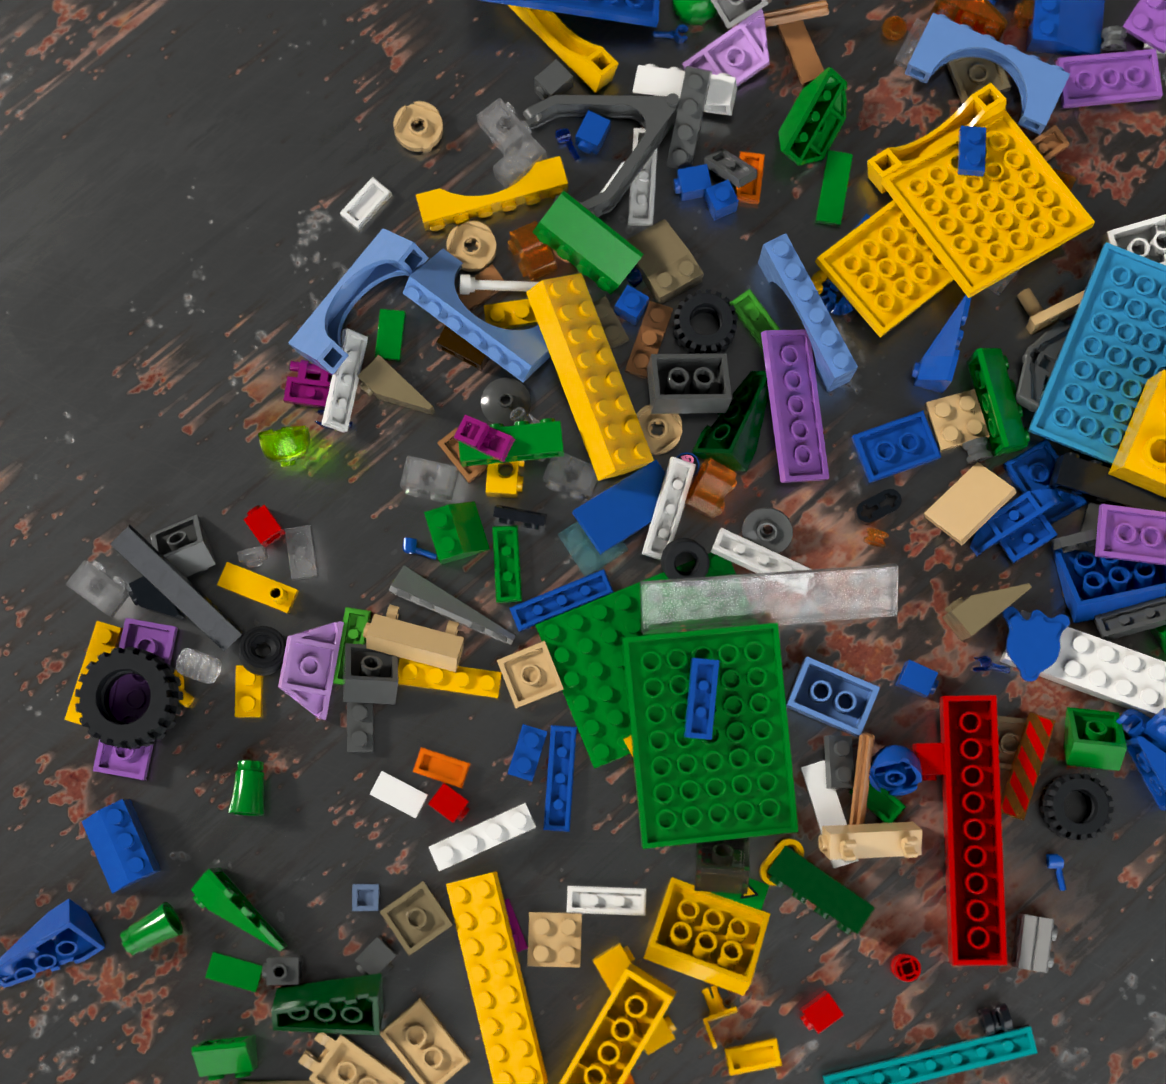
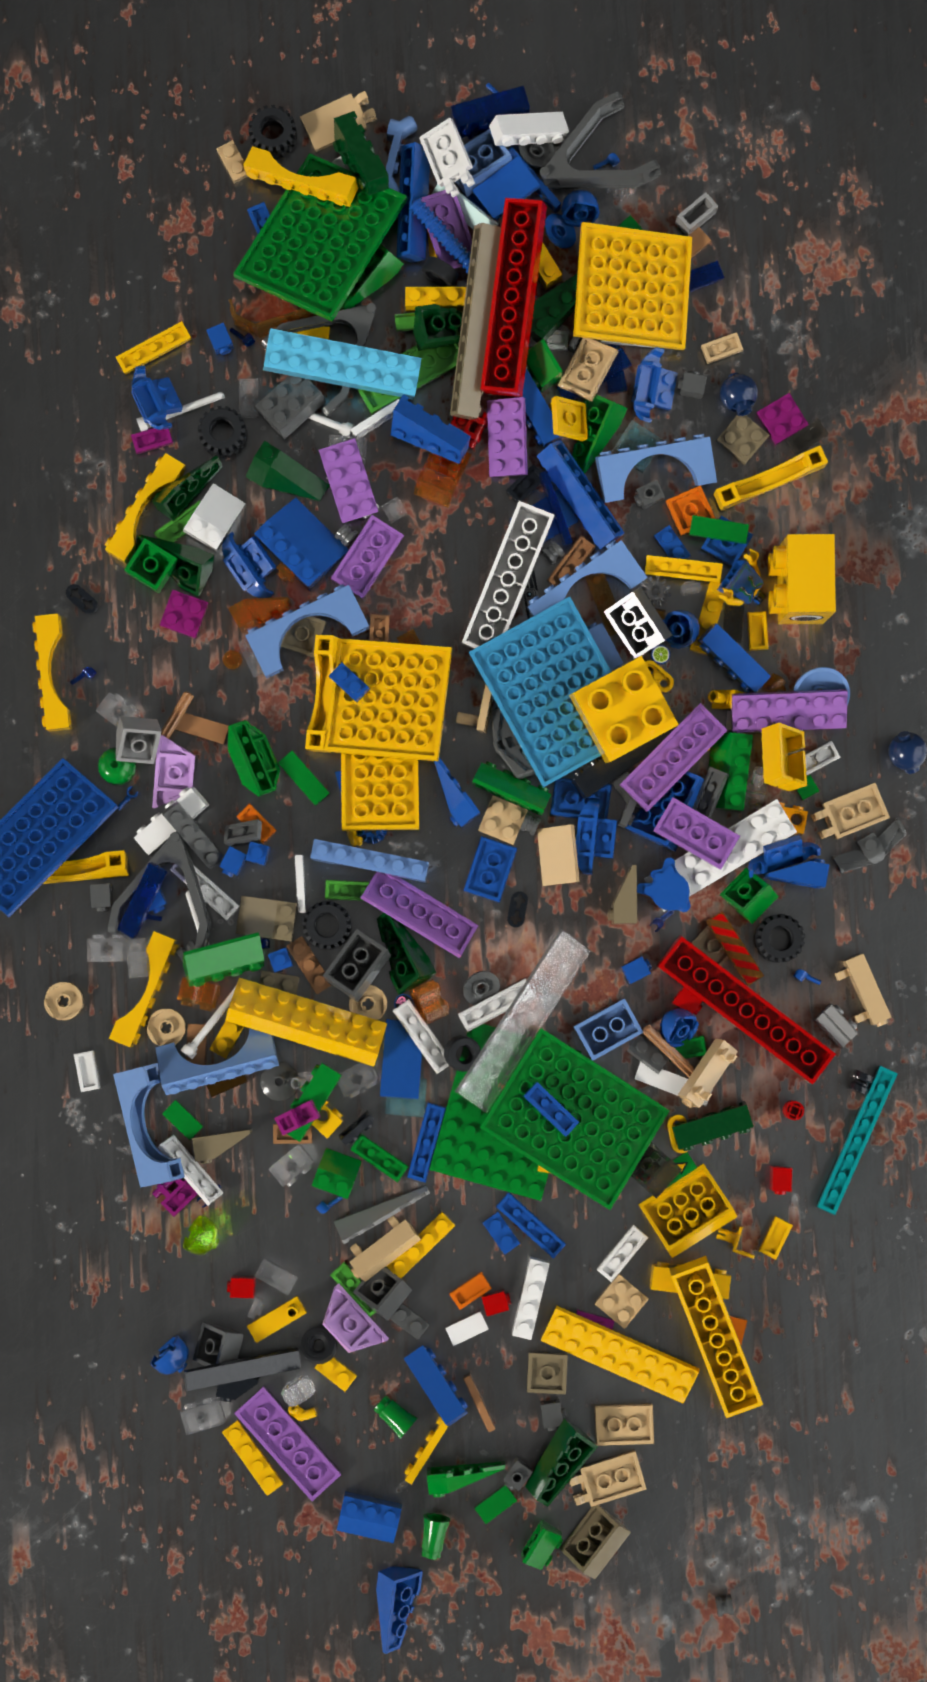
camera: 60 degrees left, 5 degrees up
(96, 691) = (281, 1473): black tyre -> none
(136, 508) = (171, 1357): none -> blue cylinder
(253, 848) = (424, 1452): none -> yellow plate
(313, 807) = (436, 1386): none -> blue brick
(329, 868) = (481, 1407): none -> medium nougat tile
(365, 897) = (512, 1394): sand blue plate -> none
(530, 674) = (456, 1196): tan plate -> none
(582, 119) = (142, 900): none -> clear blue tile
(726, 265) = (300, 883): none -> white tile
(875, 537) = (535, 926): clear orange bush -> none
(1098, 946) = (866, 989): none -> tan brick
(1118, 625) = (696, 833): none -> medium lavender plate

